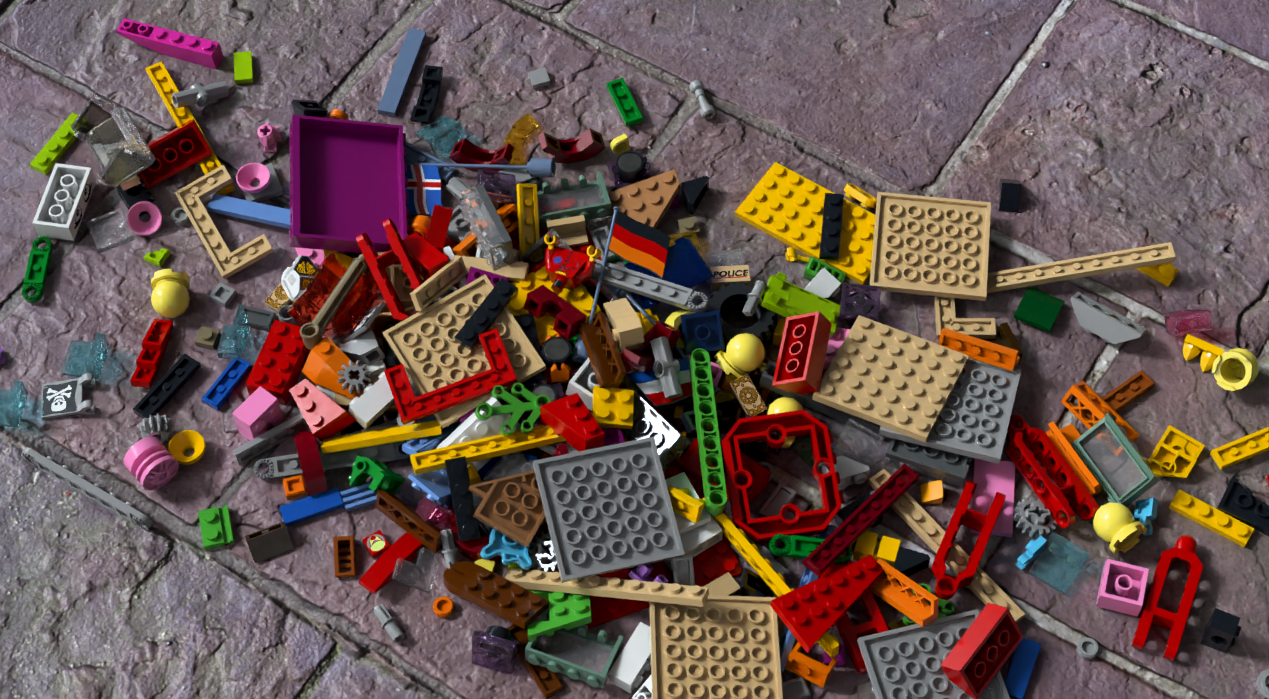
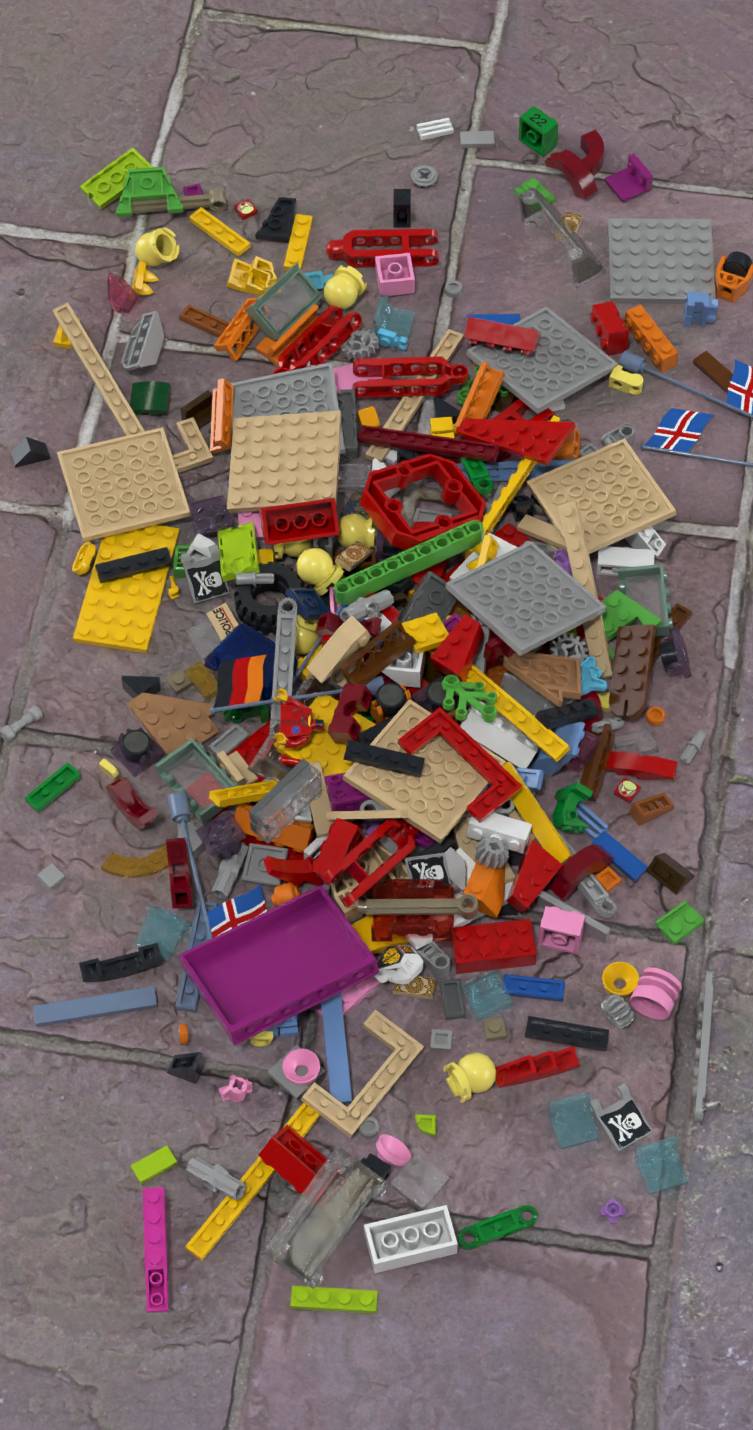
camera: 115 degrees left, 0 degrees up
(796, 271) = (205, 576): none -> flag

